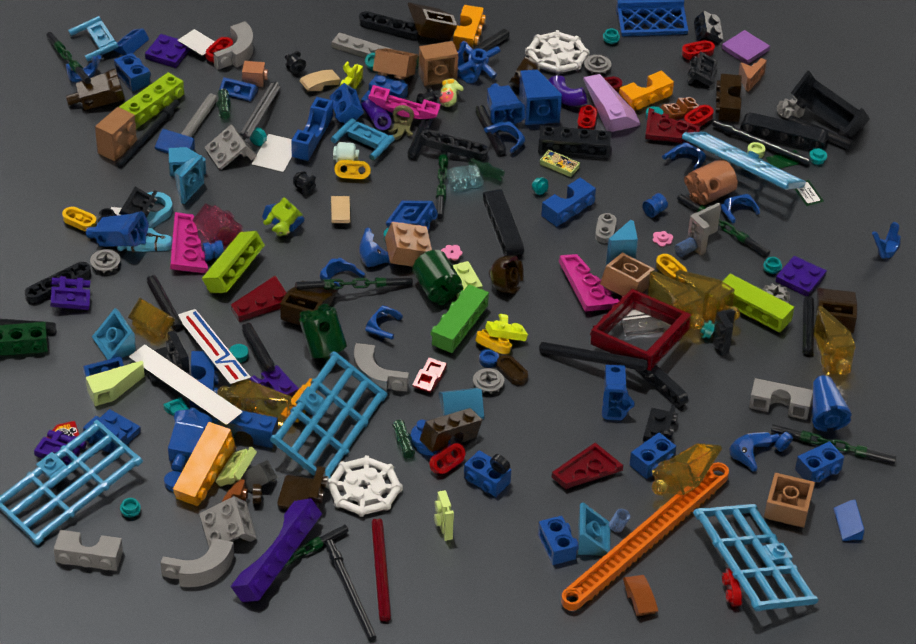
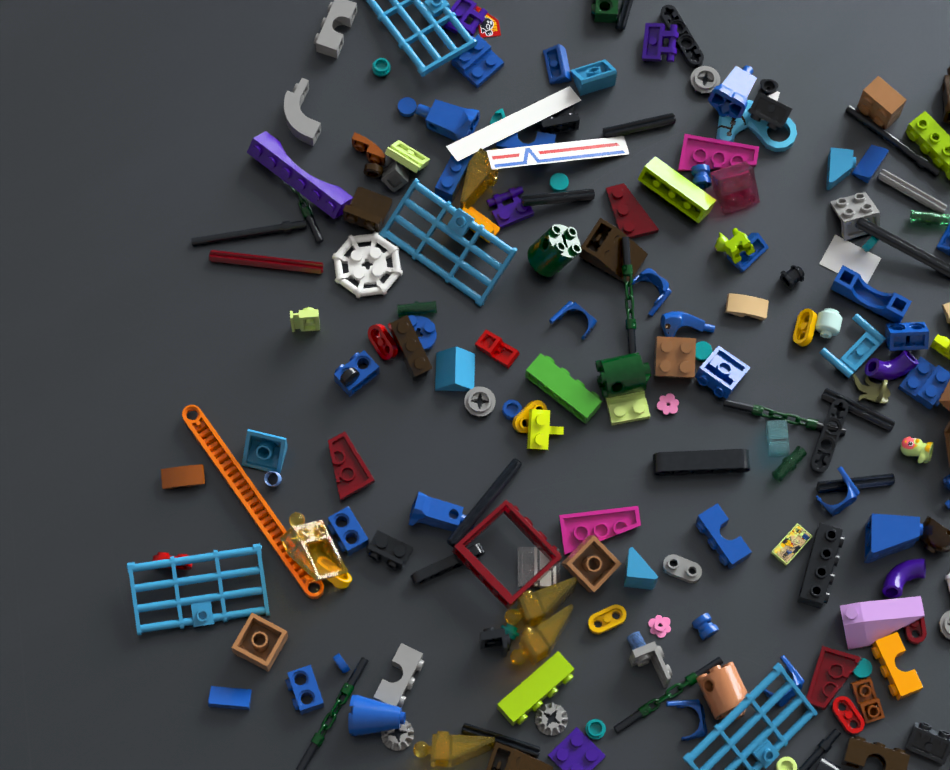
camera: 100 degrees right, 25 degrees up
(78, 218) = (766, 63): yellow plate -> none
(113, 383) = (532, 65): yellowish green slope -> none
(151, 318) = (611, 107): clear yellow brick -> none
(189, 178) = (806, 163): dark azure slope -> none
(205, 464) = (413, 130): light orange wedge -> none
(228, 521) = (339, 142): light grey bracket -> none
(381, 97) = (897, 392): dark pink slope -> none
(386, 379) = (509, 290): light grey arch -> none
(430, 95) = (910, 423): black brick -> none
(504, 105) = (889, 499): blue piece -> none
(506, 274) = (617, 445): dark brown cylinder -> none
(512, 370) = (492, 428): dark brown tile -> none
(540, 186) = (754, 513): teal plate -> none
(557, 540) = (262, 413): blue brick -> none
(587, 117) = (862, 592): red plate -> none
(743, 447) = (341, 620): blue animal -> none

